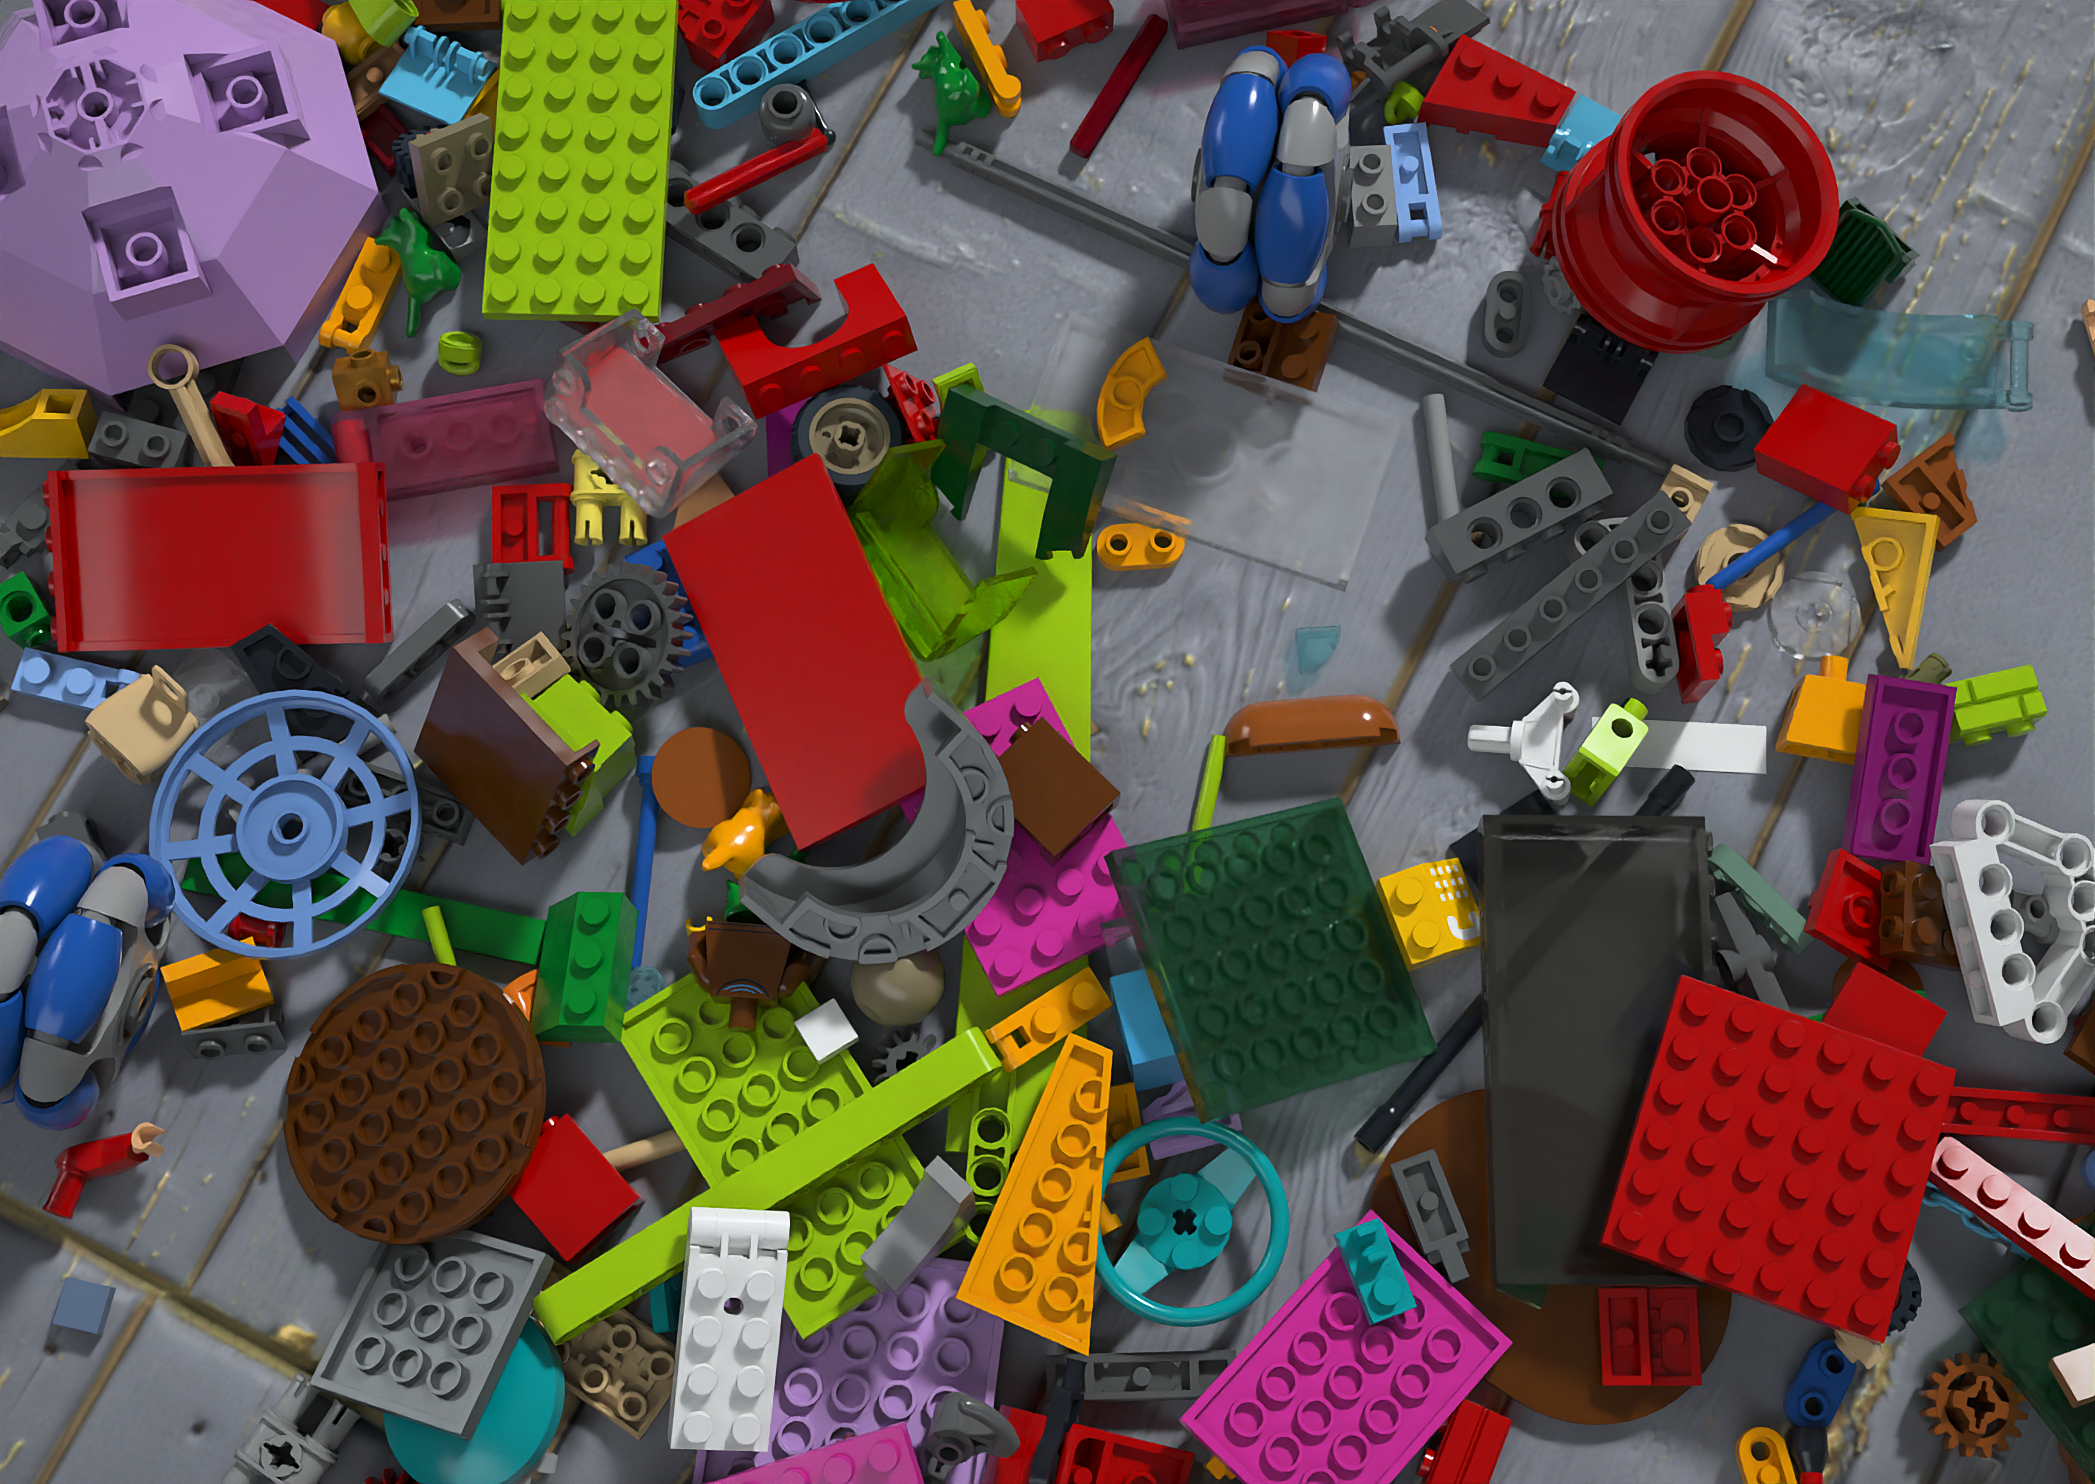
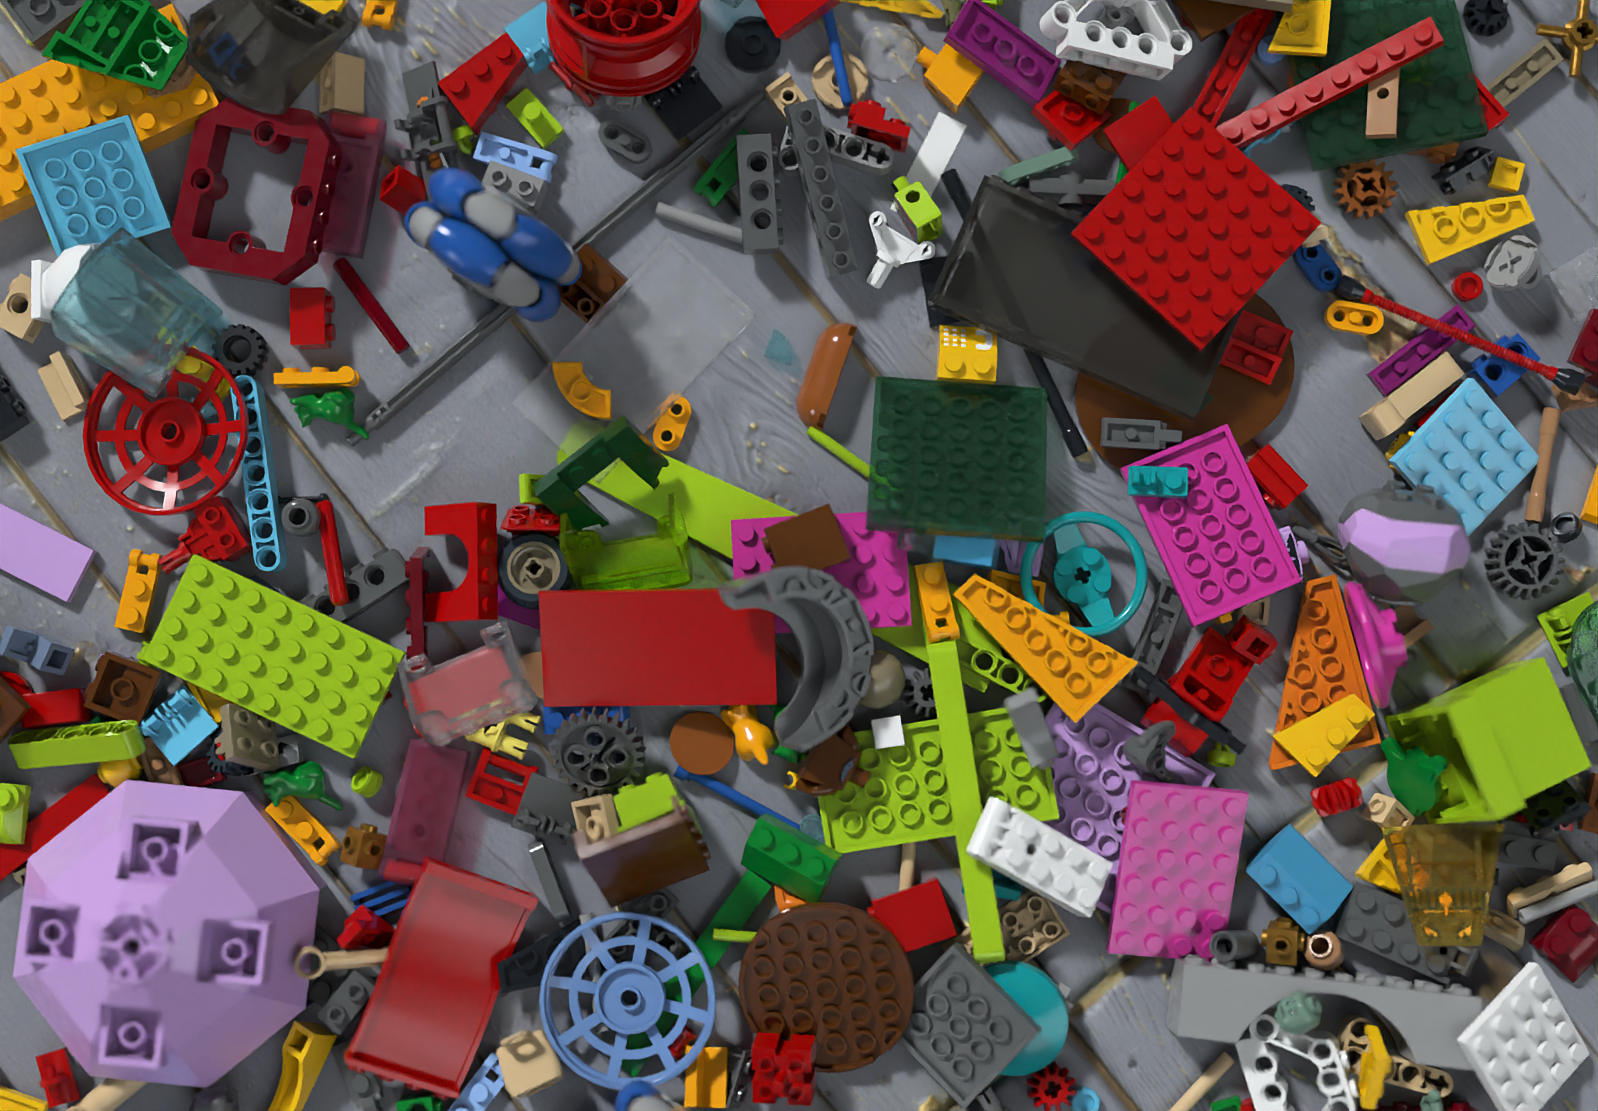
camera: 65 degrees left, 10 degrees up
(270, 1091) = (783, 1069): none -> red brick
(1478, 187) = (535, 118): none -> lime tile

